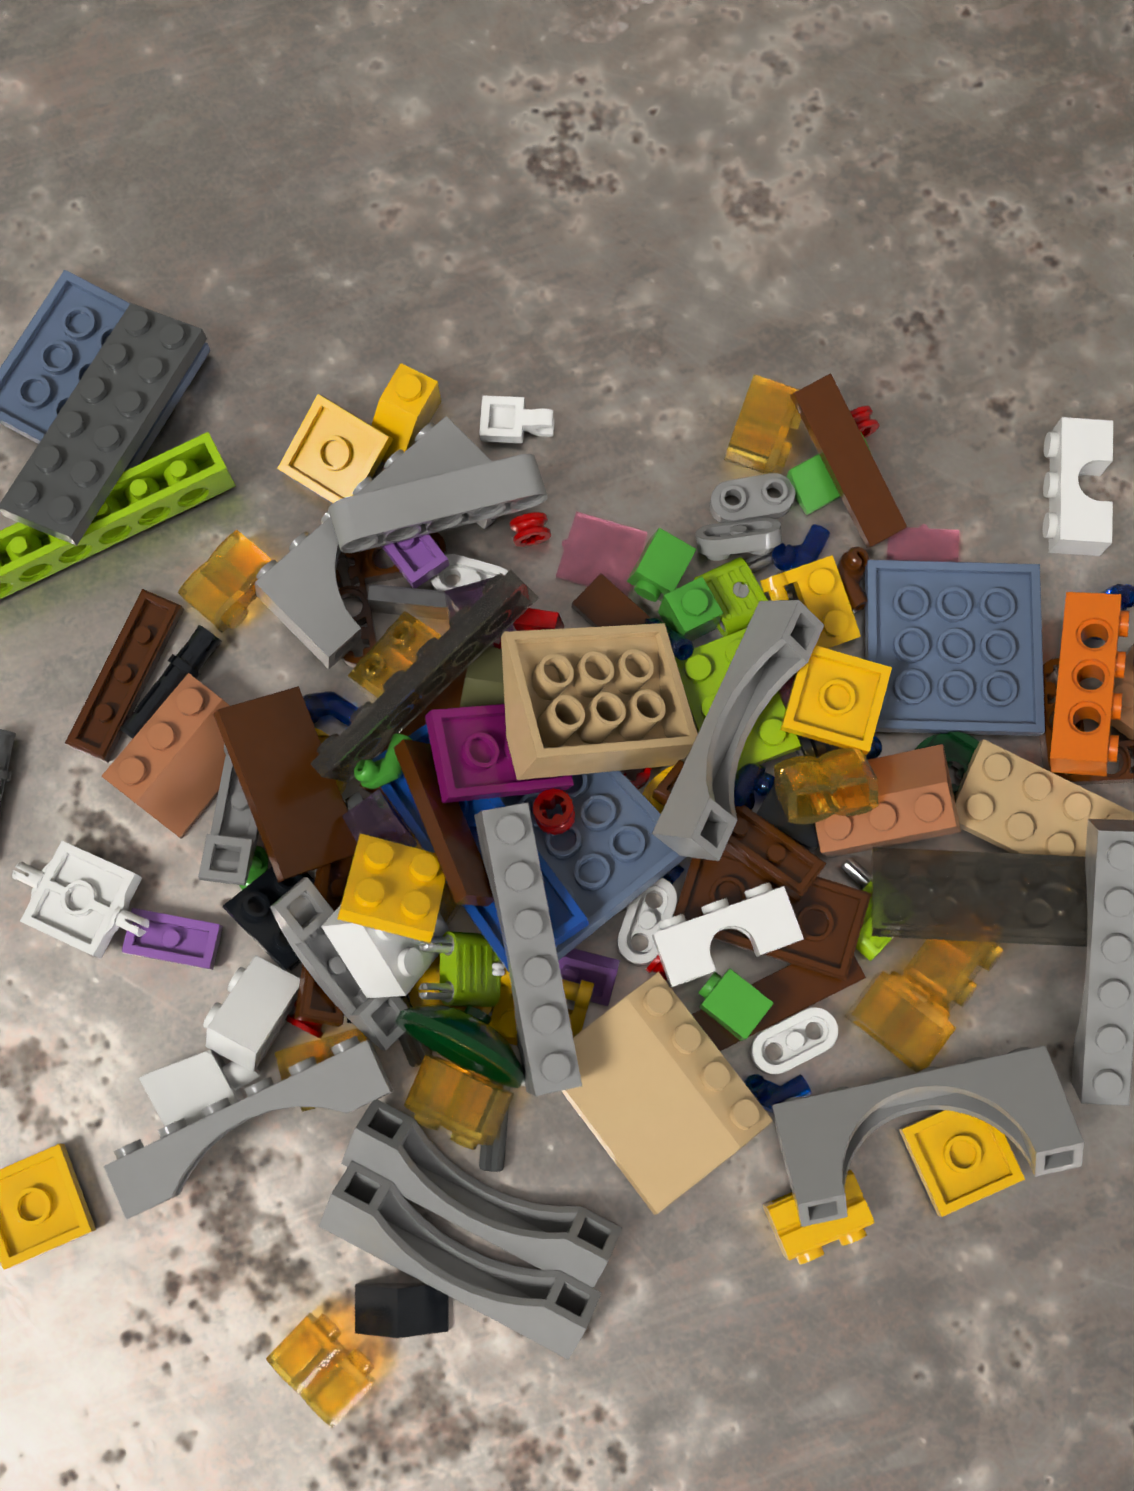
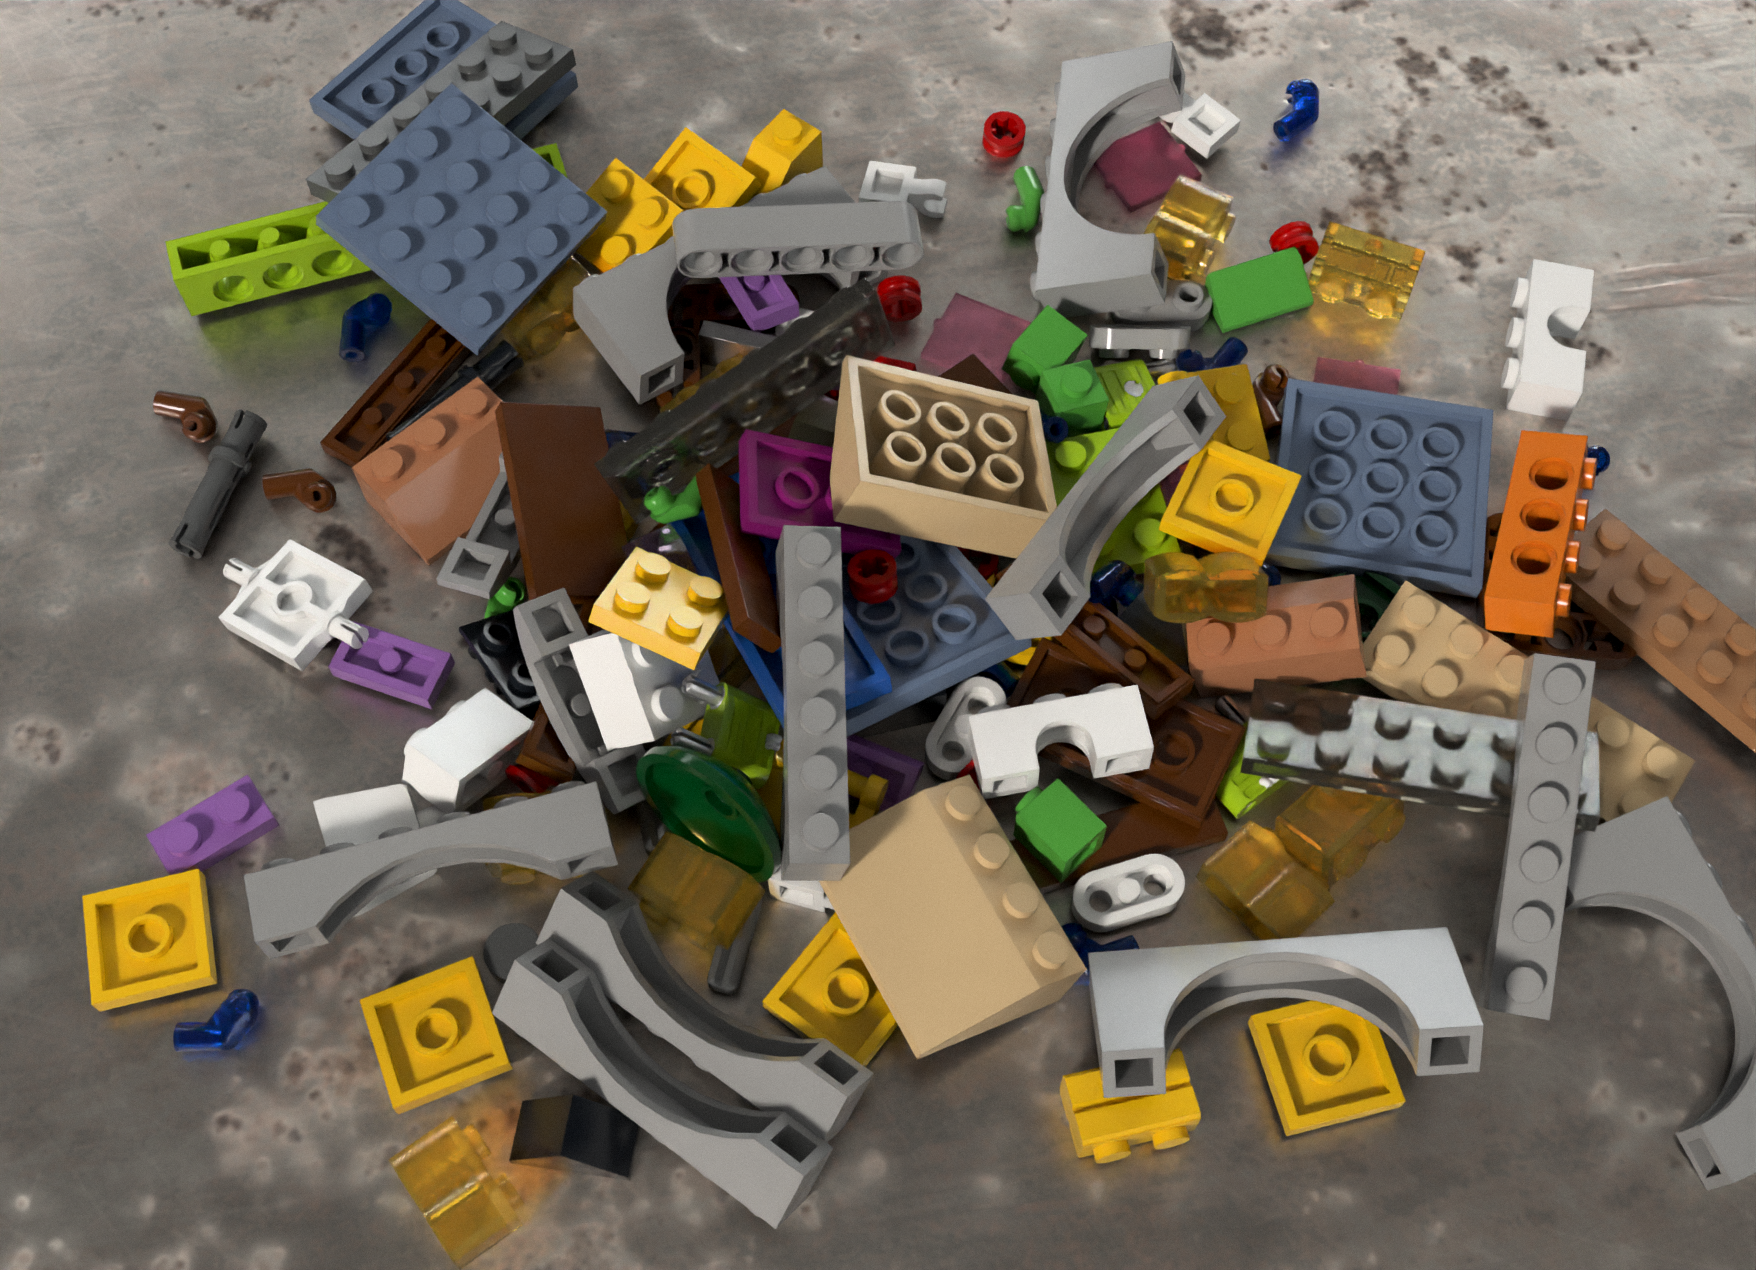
camera: 10 degrees right, 15 degrees down
(60, 1103) = (213, 828): none -> medium lavender plate
(61, 784) = (304, 485): none -> reddish brown arm
(72, 621) = (360, 322): none -> clear blue arm
(111, 1266) = (223, 1029): none -> clear blue arm
(144, 527) = (462, 218): none -> sand blue plate
(277, 492) = (635, 221): none -> yellow plate
(277, 1246) = (435, 1035): none -> yellow plate
(322, 1167) = (505, 946): none -> dark grey tile
(578, 1167) = (833, 996): none -> yellow plate
(589, 334) = (1001, 123): none -> red bush
(627, 407) = (1030, 190): none -> bright green arm
(671, 310) = (1097, 103): none -> light grey arch
(720, 358) = (1144, 166): none -> clear pink piece
(763, 311) = (1203, 124): none -> white plate
(848, 460) = (1278, 272): reddish brown tile -> none
(850, 270) = (1304, 109): none -> clear blue arm
(920, 443) = (1365, 271): none -> clear yellow brick

